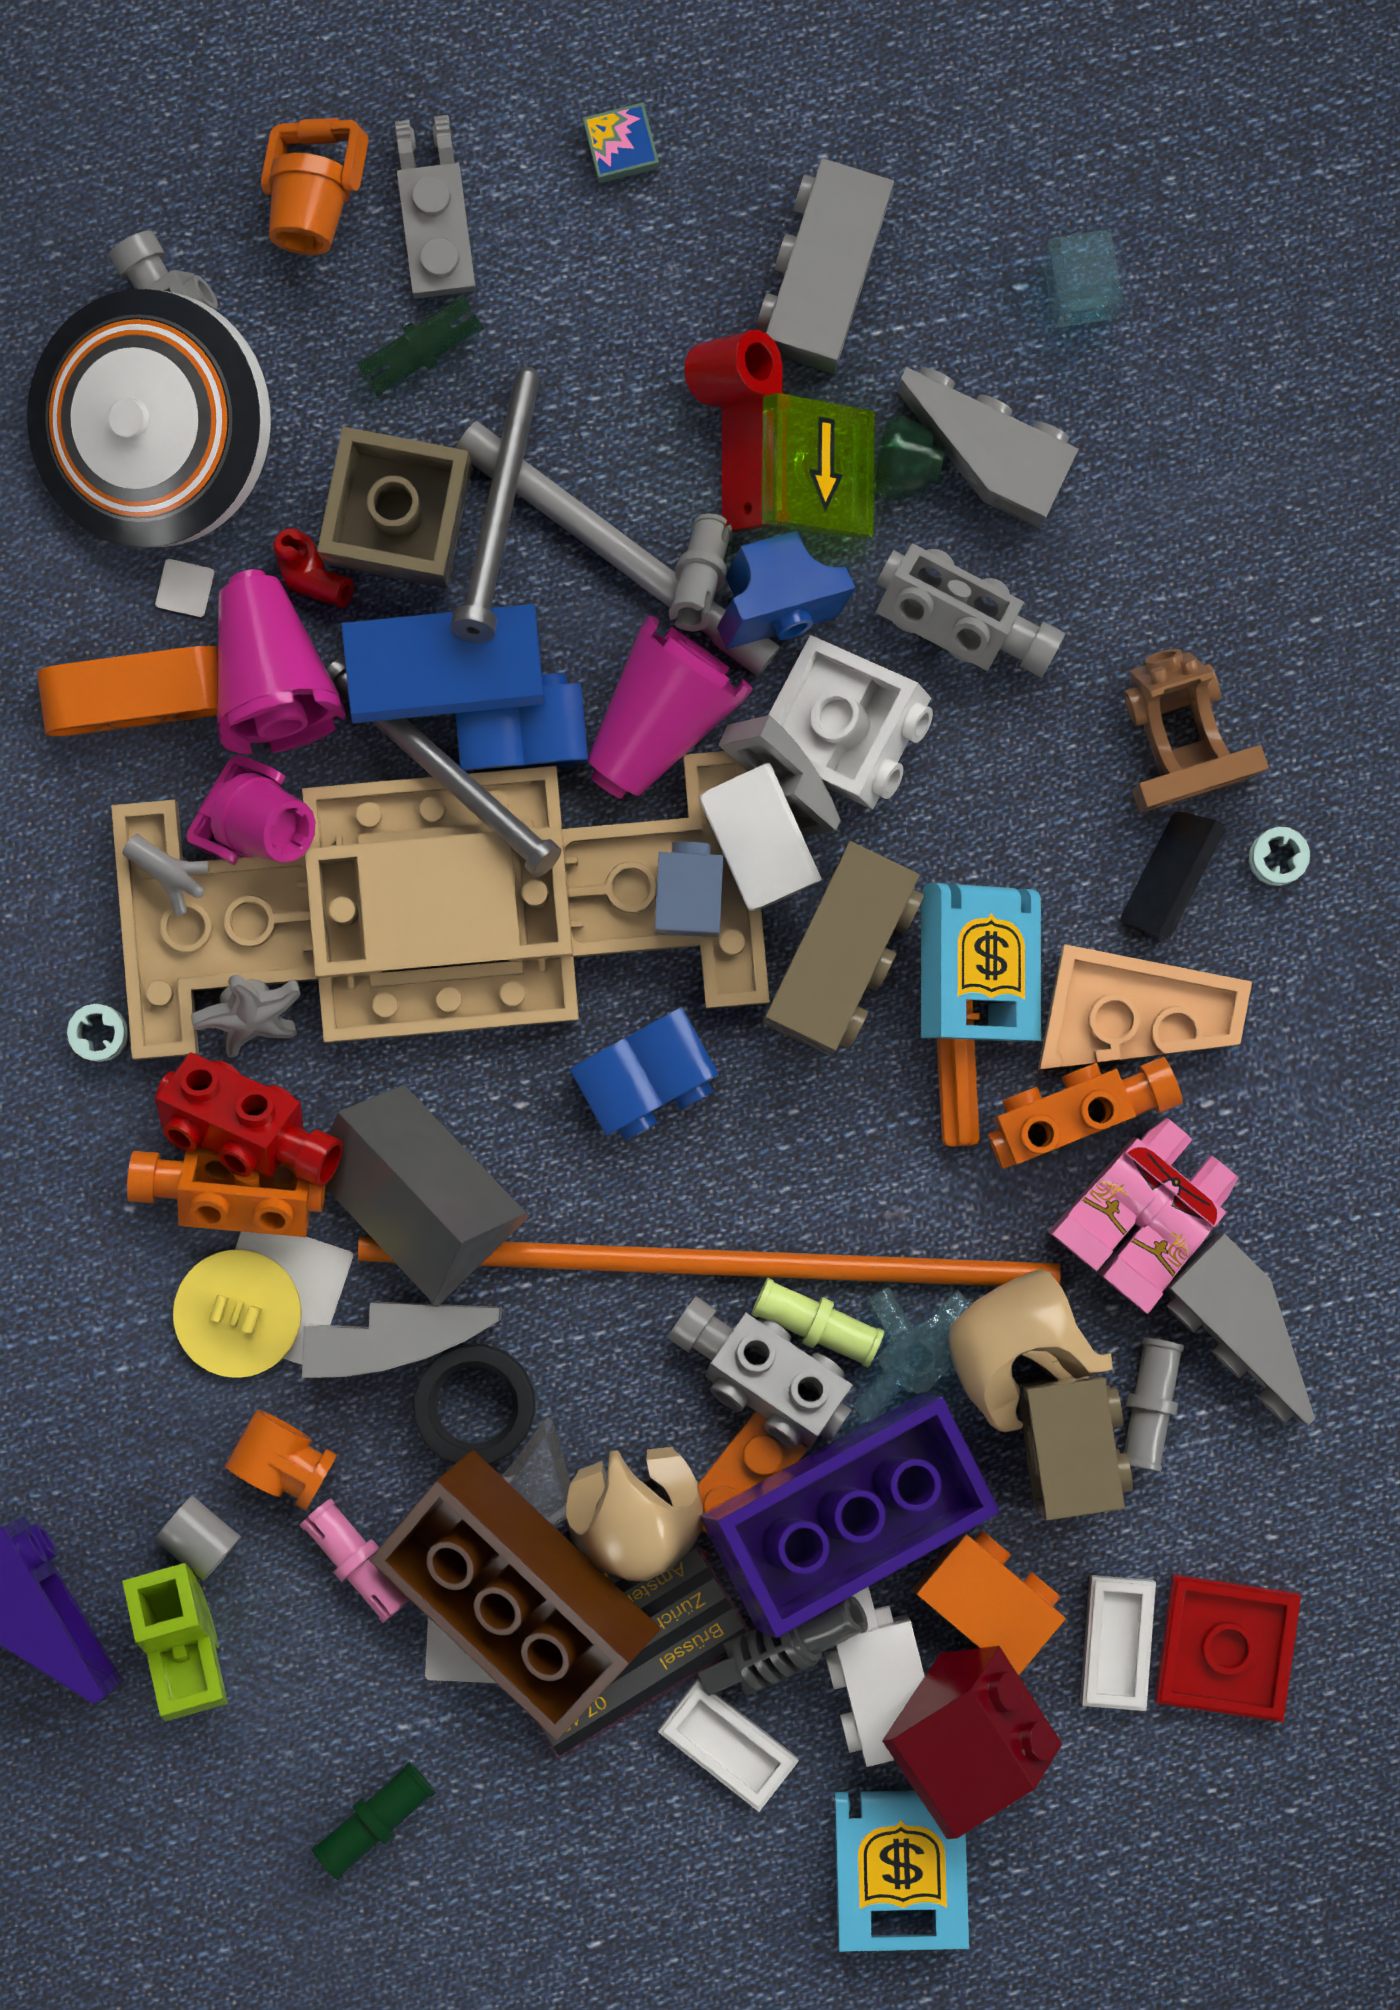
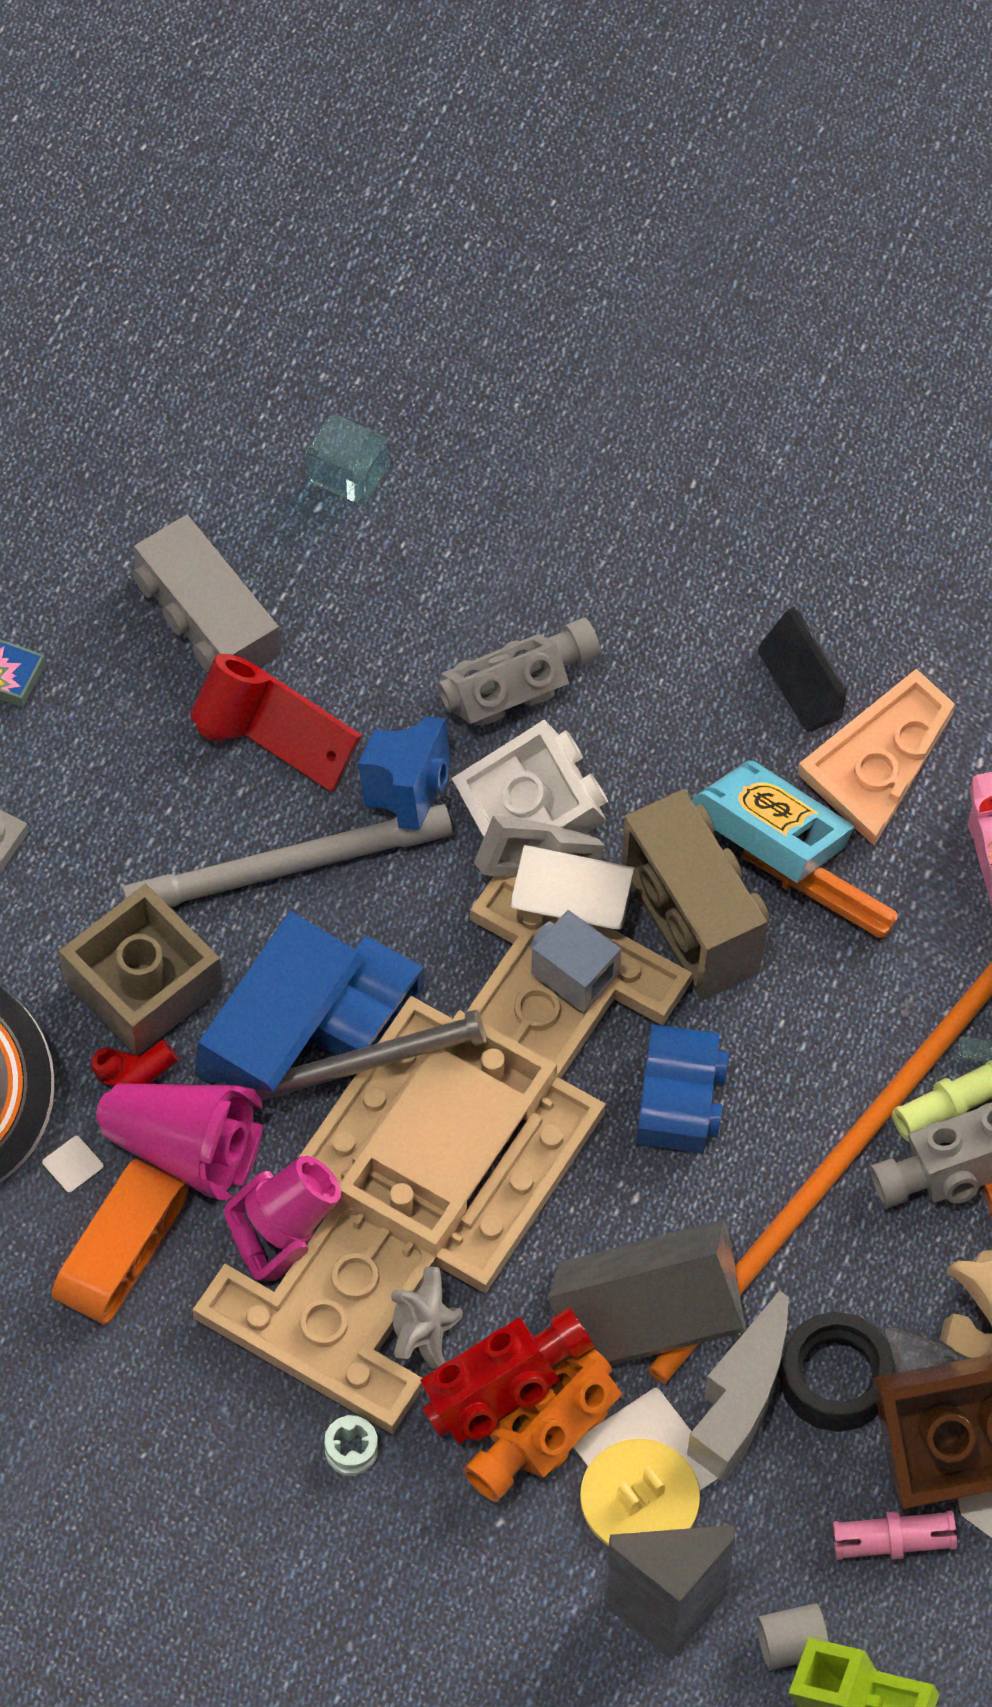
camera: 45 degrees left, 25 degrees down
(135, 1413) = (668, 1581): none -> dark grey slope
(168, 871) = (275, 1297): light grey bar -> none
(279, 1459) = (775, 1534): orange piece -> none
(419, 346) = (38, 886): clear green pin -> none
(474, 619) = (271, 948): flat silver bar -> none
(660, 709) = (426, 895): dark pink cone -> none
(700, 572) = (352, 808): light grey pin -> none
(818, 466) = (339, 690): clear neon green tile -> none
(907, 460) = (380, 640): clear green cone -> none
(999, 456) = (420, 586): light grey slope -> none
(1066, 1114) = (924, 827): orange brick -> none
(1168, 684) = (741, 598): medium nougat tile -> none
(1261, 849) = (825, 608): light aqua bush -> none

